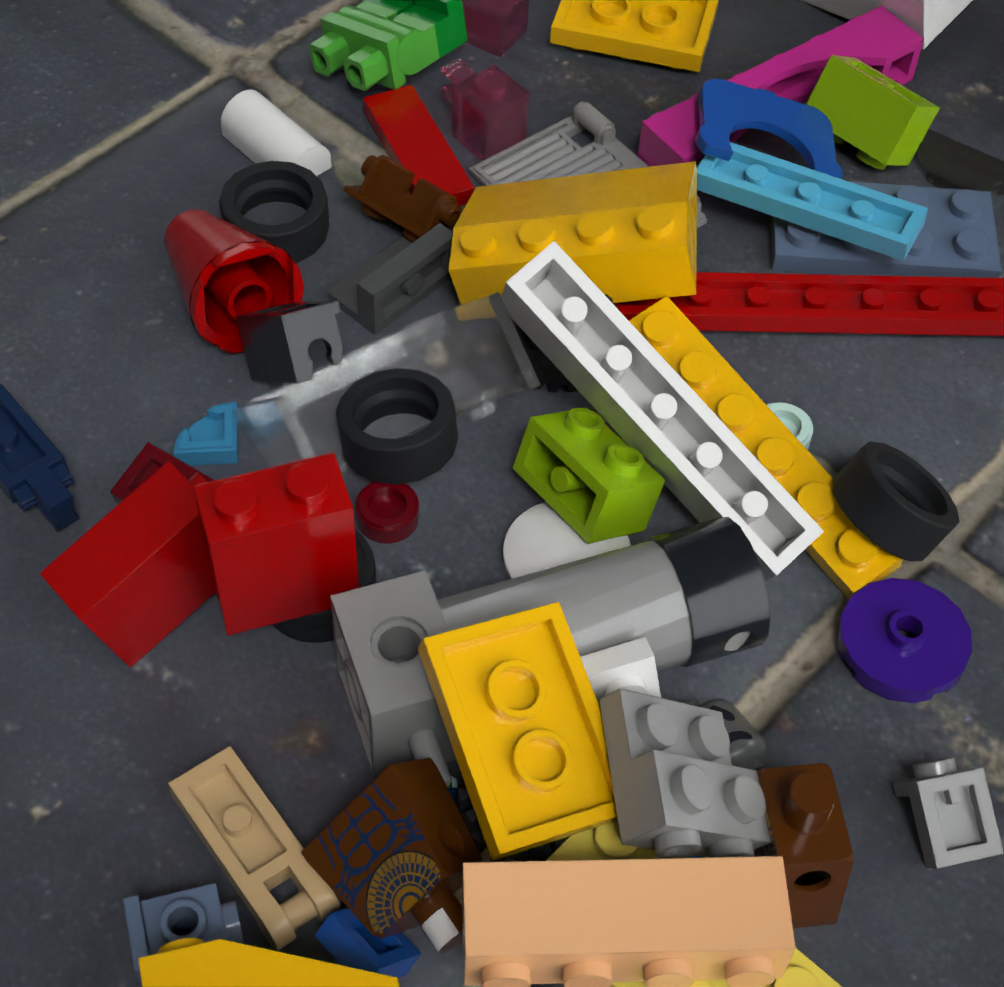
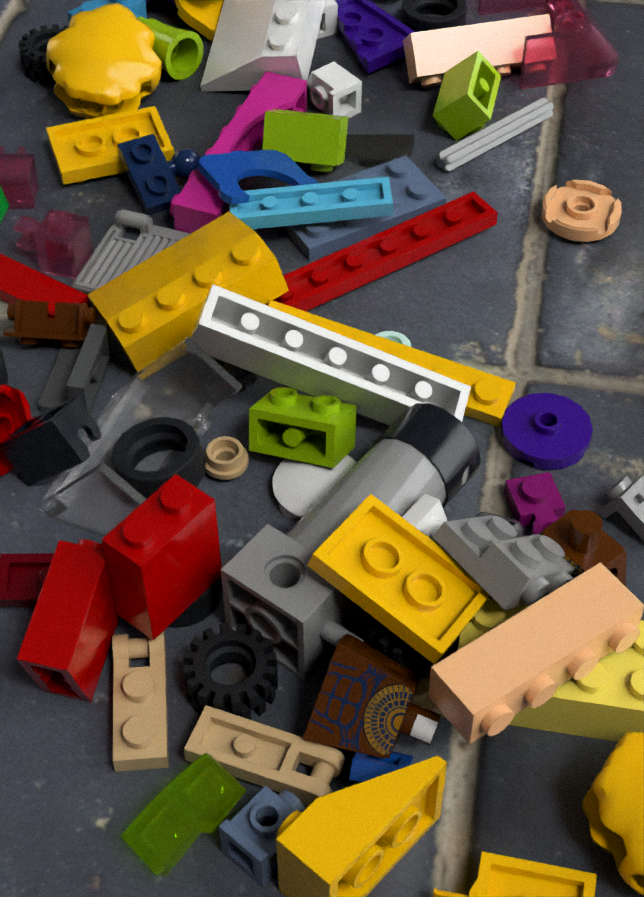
camera: 30 degrees left, 5 degrees down
(114, 854) = (181, 812): none -> clear neon green slope
(174, 700) = (140, 704): none -> tan plate
(211, 438) = (33, 532): dark azure tile -> none
(285, 690) = (231, 648): none -> black tyre
(486, 451) = (225, 458): none -> tan plate
(655, 72) = (152, 174): none -> dark blue plate
(818, 723) = (534, 501): none -> magenta plate
(895, 501) = (491, 353): black tyre -> none
(958, 70) = (335, 90): none -> white brick

